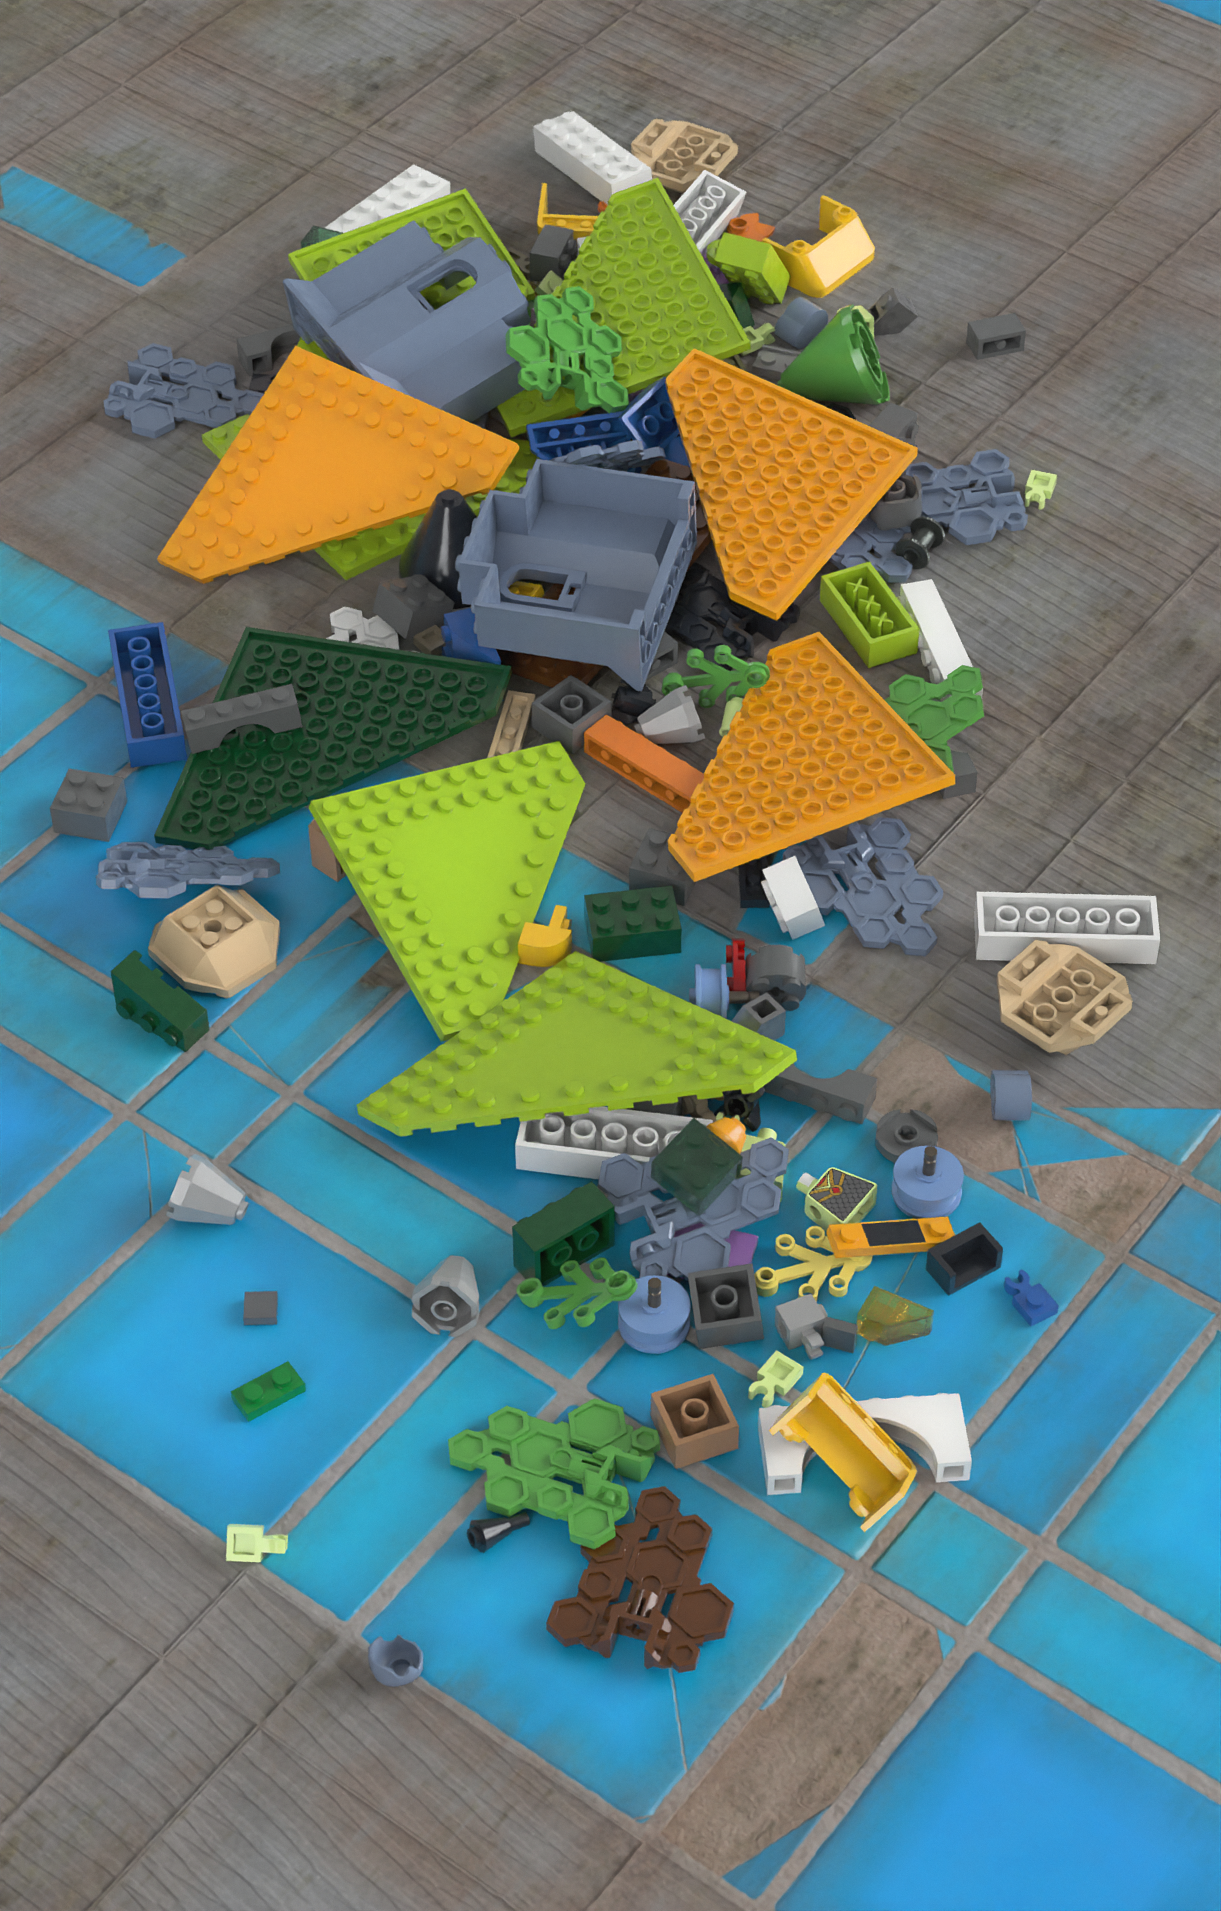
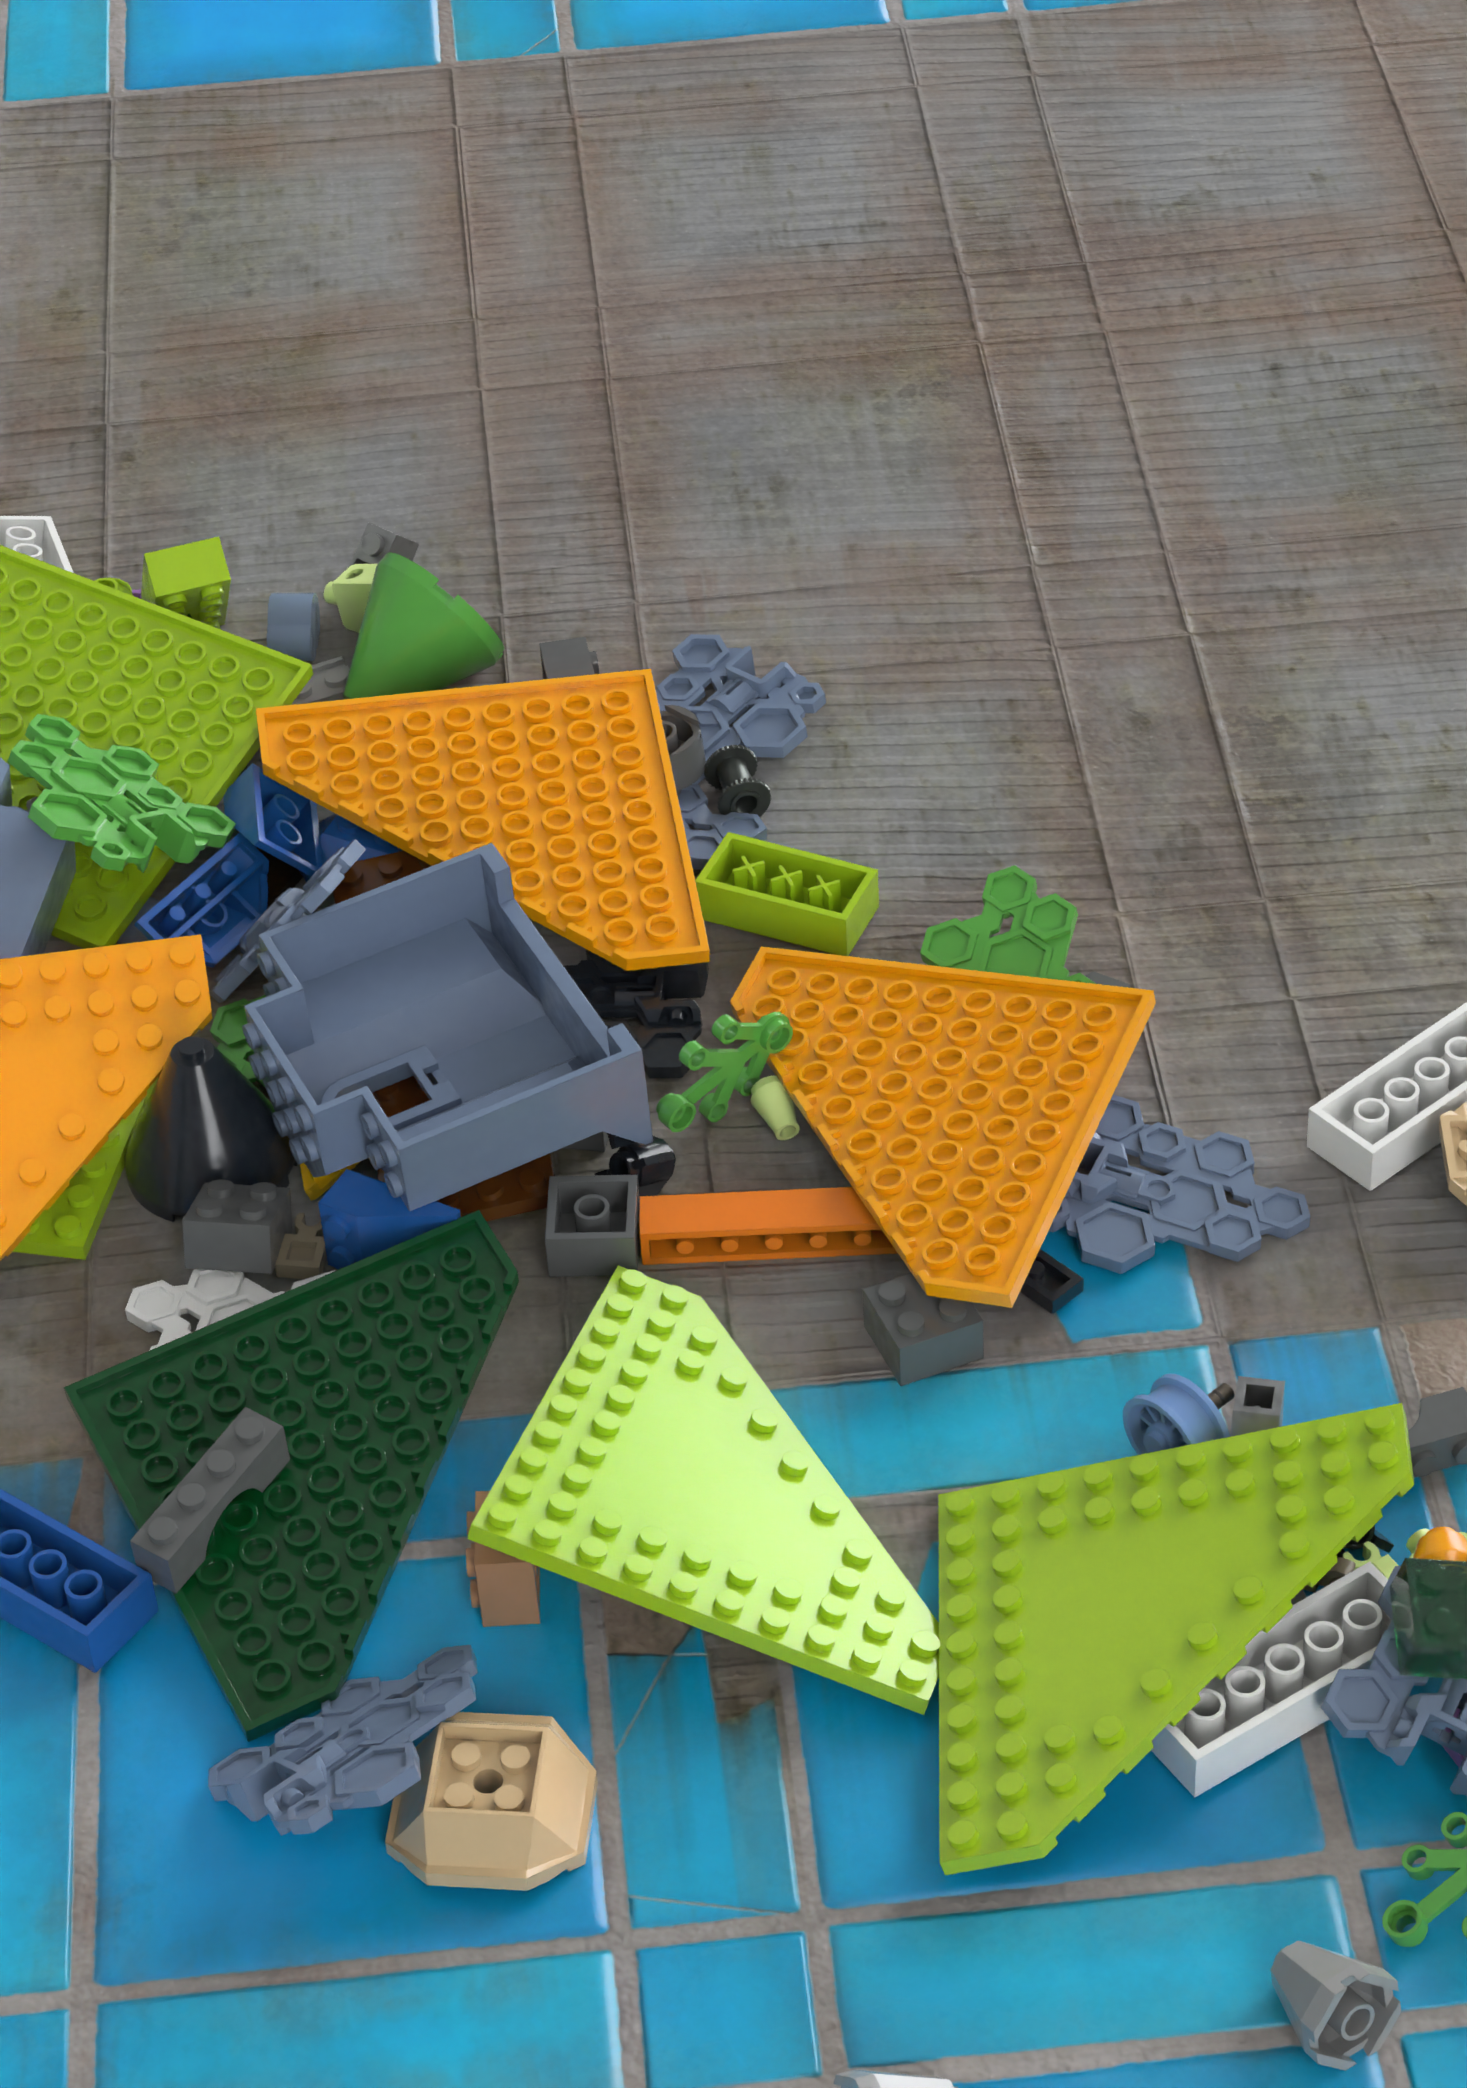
camera: 40 degrees left, 5 degrees down
(88, 805) = (109, 1755): dark grey brick -> none
(156, 1005) = (530, 1935): dark green wedge -> none
(512, 723) = (542, 1303): tan plate -> none
(545, 944) = (897, 1502): yellow brick -> none
(564, 1230) = (1369, 1823): dark green brick -> none
(632, 923) = (968, 1414): dark green brick -> none
(671, 720) = (721, 1148): light grey cone -> none
(736, 956) = (1139, 1365): red plate -> none
(750, 227) = (93, 562): orange plate -> none
(777, 973) = (1213, 1350): dark grey brick -> none
(795, 903) = (1129, 1252): white brick -> none
(833, 259) = (241, 515): yellow windscreen -> none
(938, 638) = (906, 880): white brick -> none
(996, 336) = (530, 517): dark grey brick -> none
(1038, 487) = (784, 645): yellowish green plate -> none

